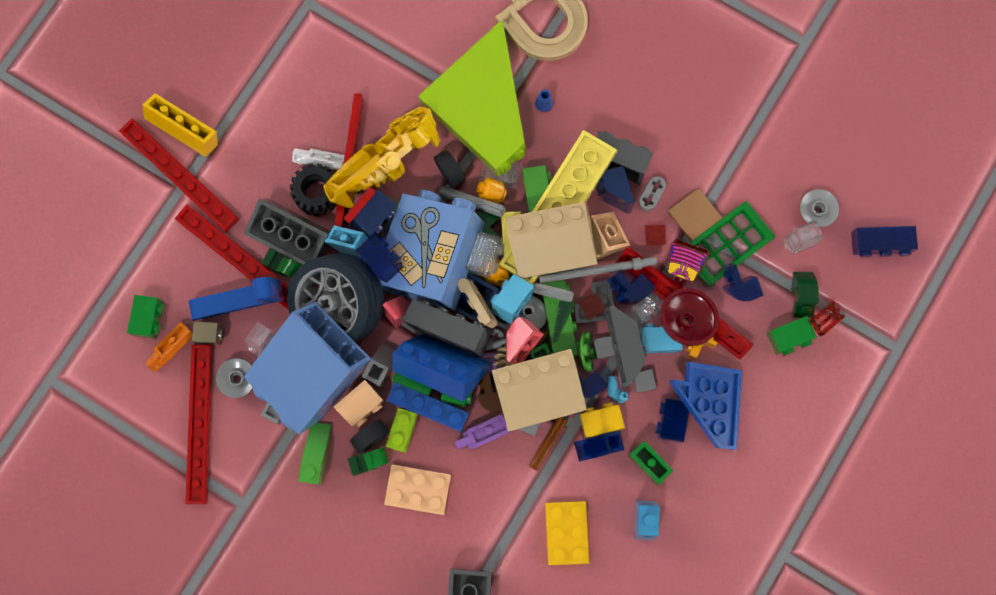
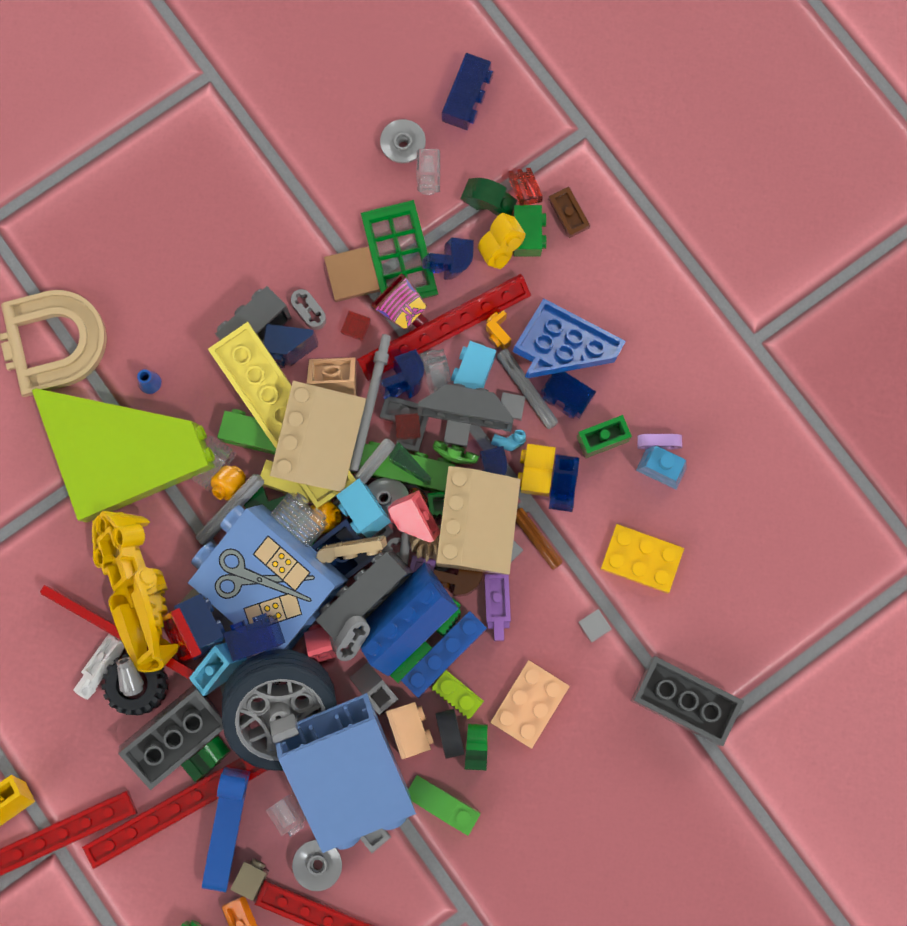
camera: 70 degrees left, 0 degrees up
(316, 182) = (129, 679): none -> light grey cone
(319, 308) = (284, 728): none -> light grey tile
(408, 328) = (351, 638): none -> light grey beam
(449, 168) = (180, 519): black tyre -> none
(498, 516) = (594, 625): none -> light grey tile
(663, 387) = (527, 388): none -> light grey axle
(666, 510) = (665, 441): none -> lavender beam
(696, 309) = (461, 315): dark red dish -> none
(772, 317) = (501, 241): none -> yellow brick
(822, 362) = (569, 212): none -> reddish brown plate

